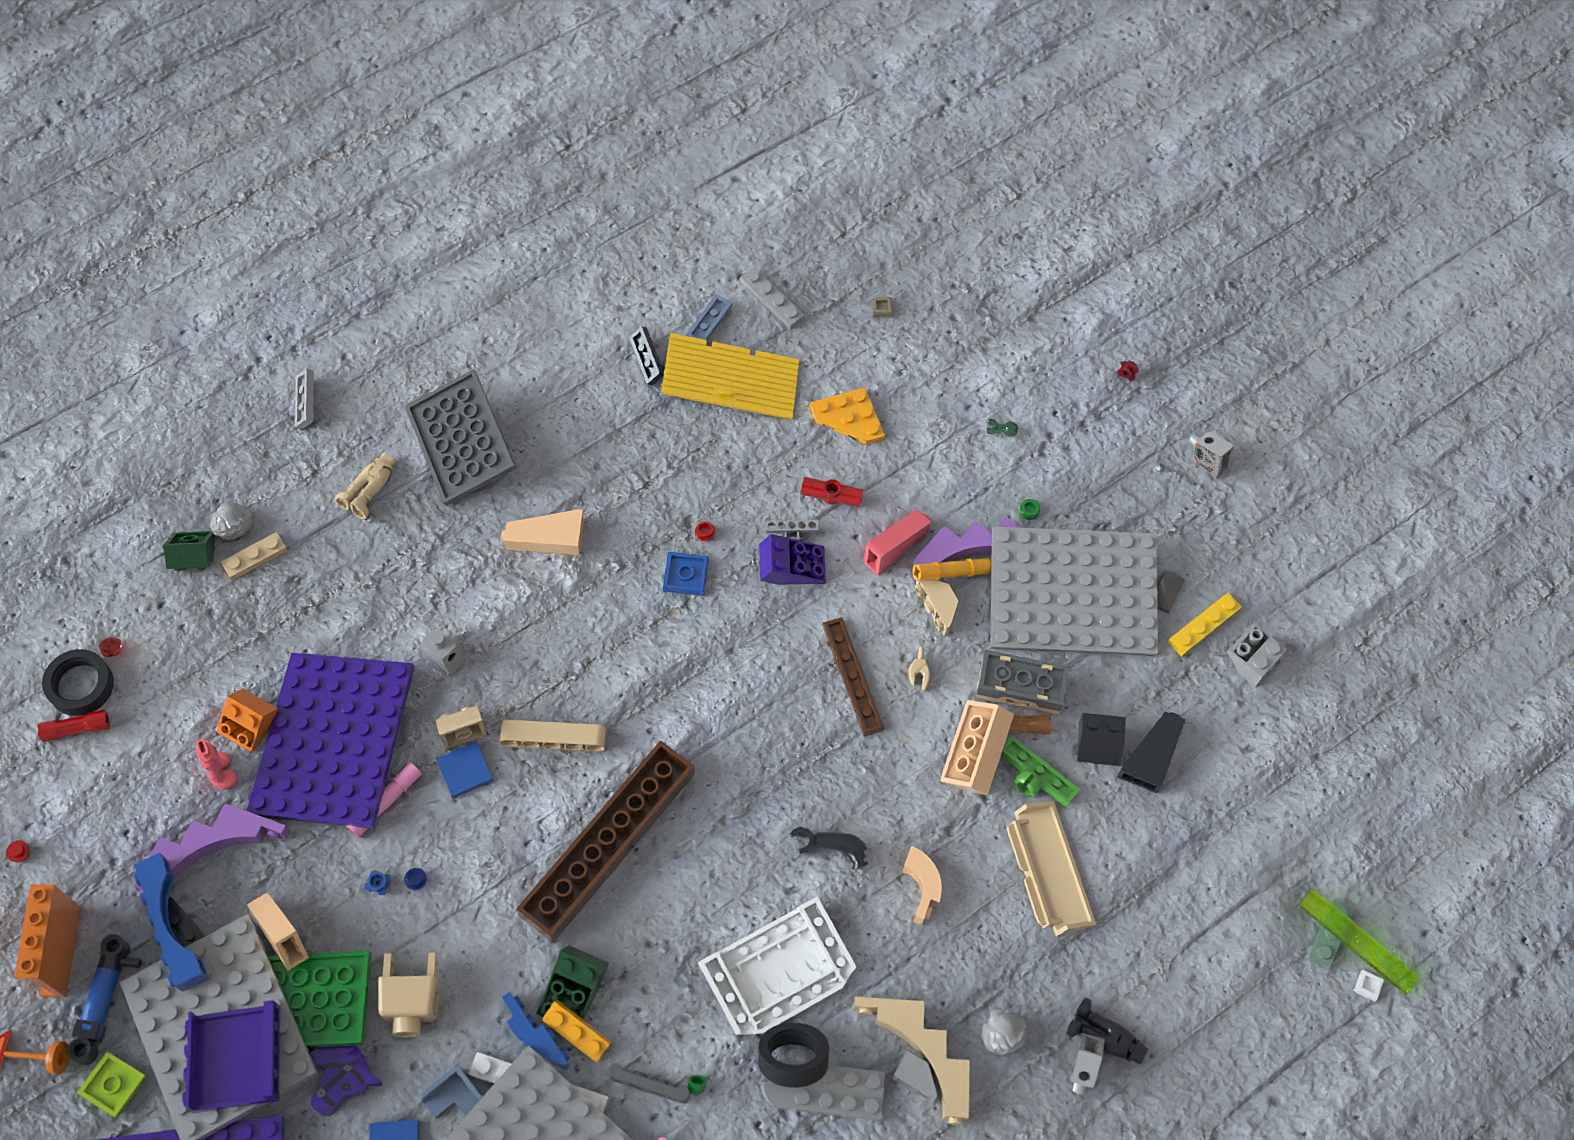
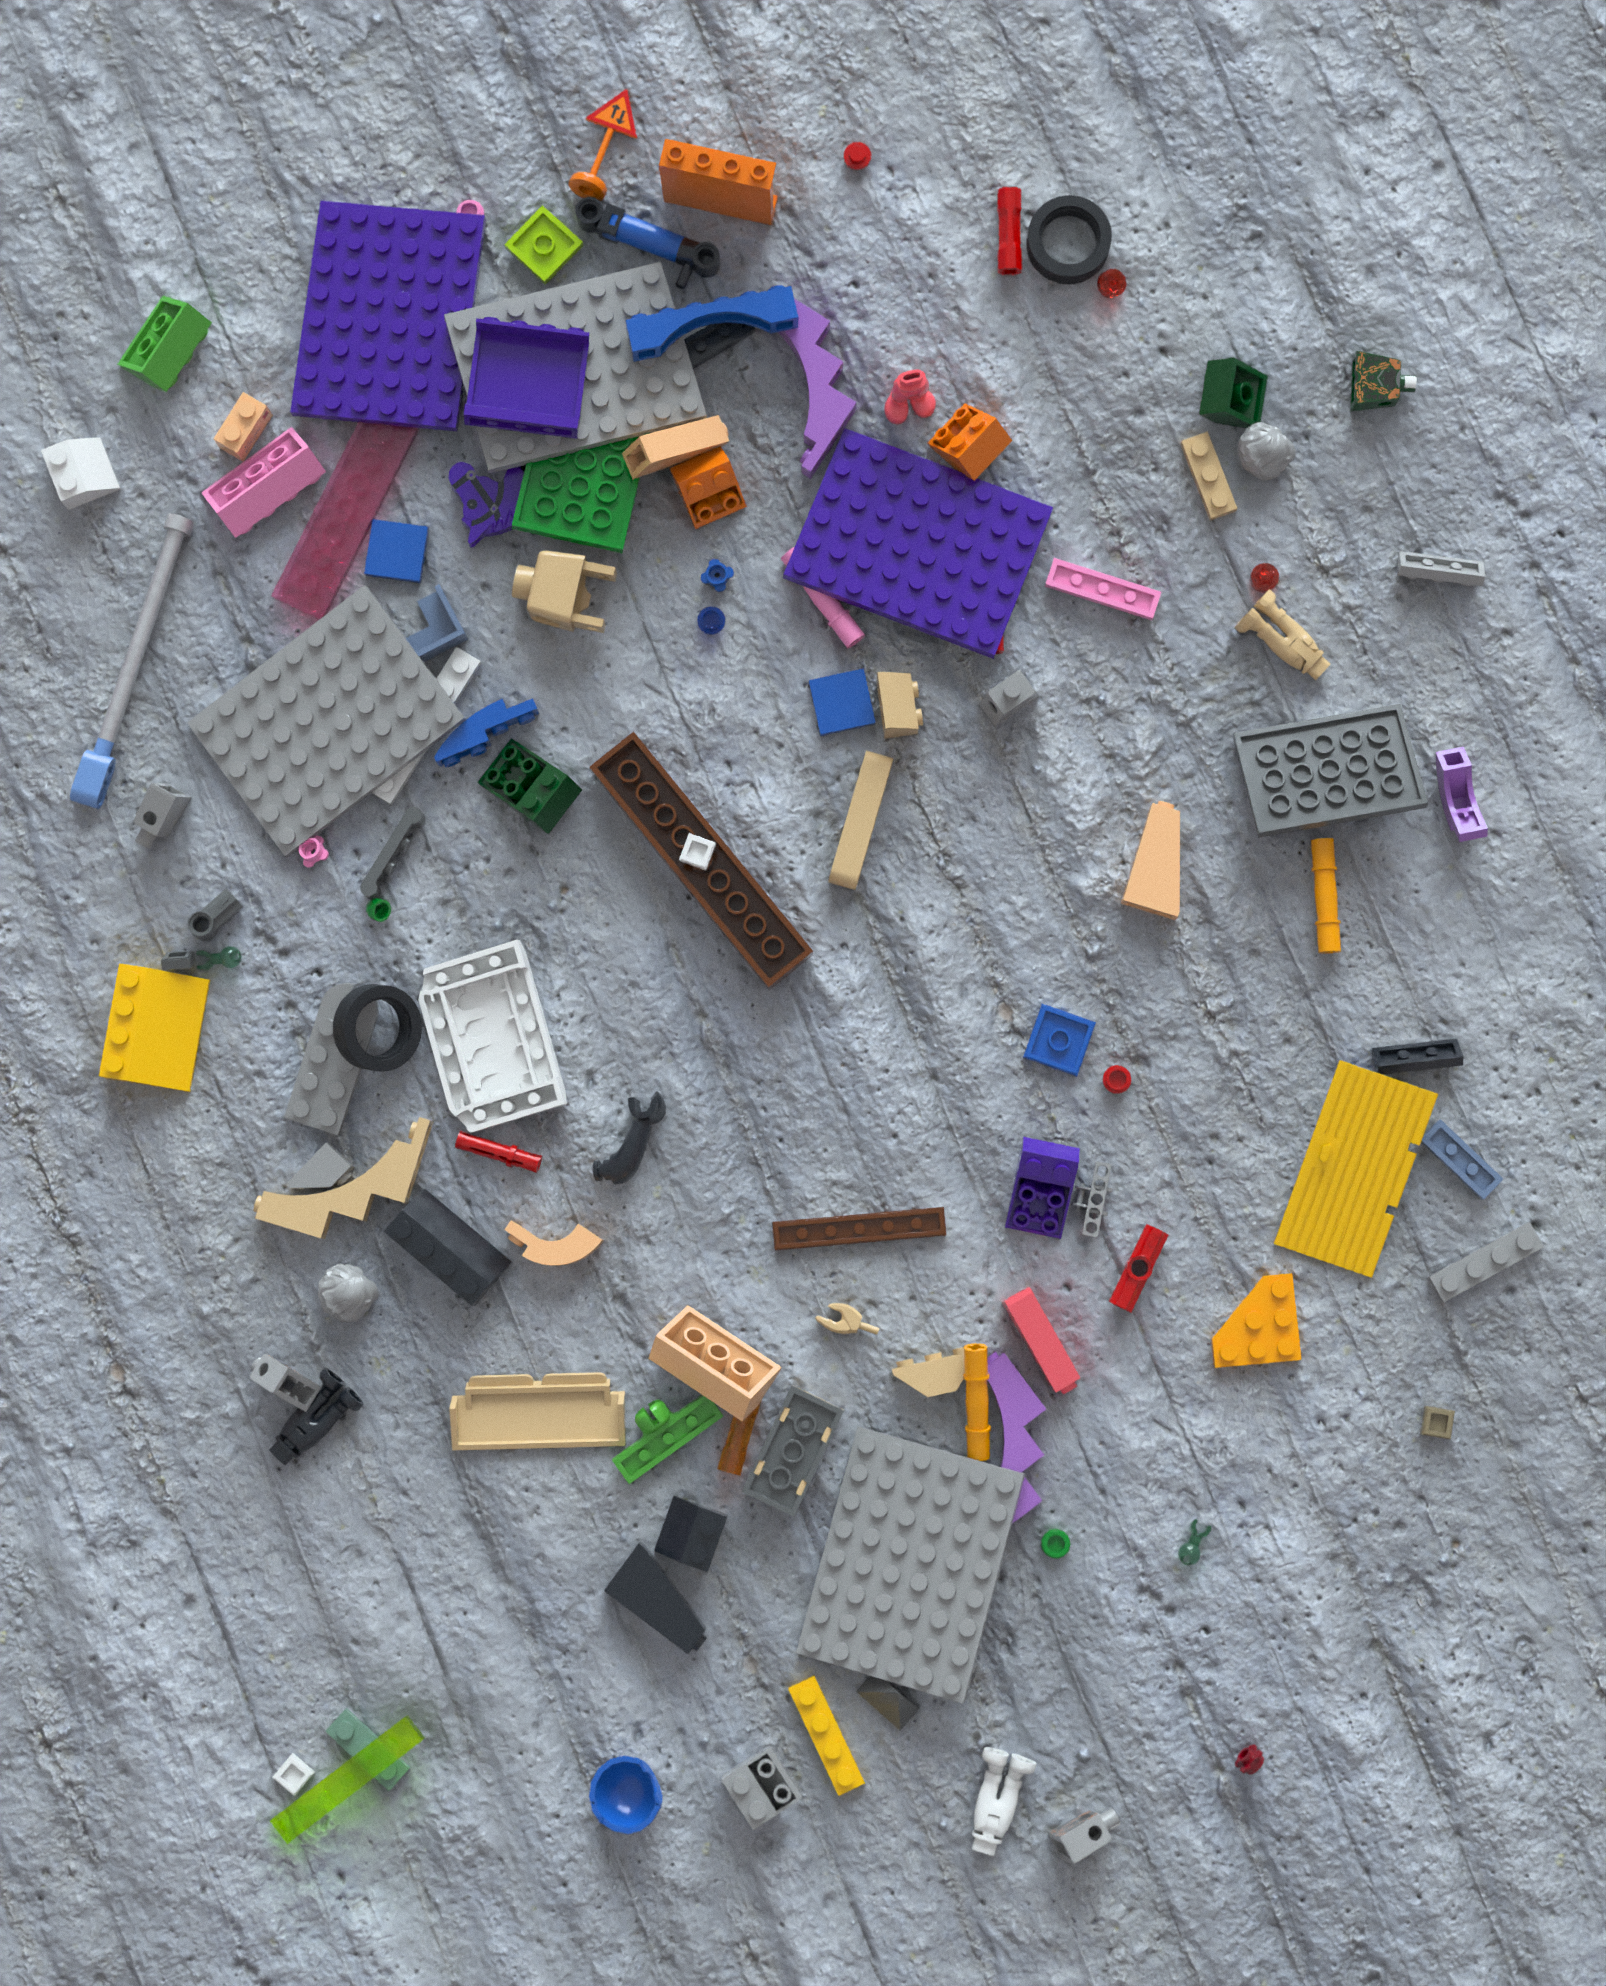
camera: 110 degrees right, 20 degrees up
(170, 461) = (1377, 381): none -> torso
(307, 903) = (708, 487): none -> orange slope
(325, 506) = (1264, 577): none -> clear red tile
(349, 607) = (1103, 589): none -> bright pink plate
(453, 365) = (1458, 796): none -> medium lavender arch
(548, 427) = (1326, 895): none -> light orange piece
(576, 1031) = (474, 780): light orange plate -> none
(602, 837) = (697, 851): none -> white tile
(865, 935) = (507, 1154): none -> red pin
(947, 963) = (448, 1247): none -> black slope
(1212, 509) = (995, 1815): none -> white piece
(1296, 738) = (625, 1794): none -> blue cylinder

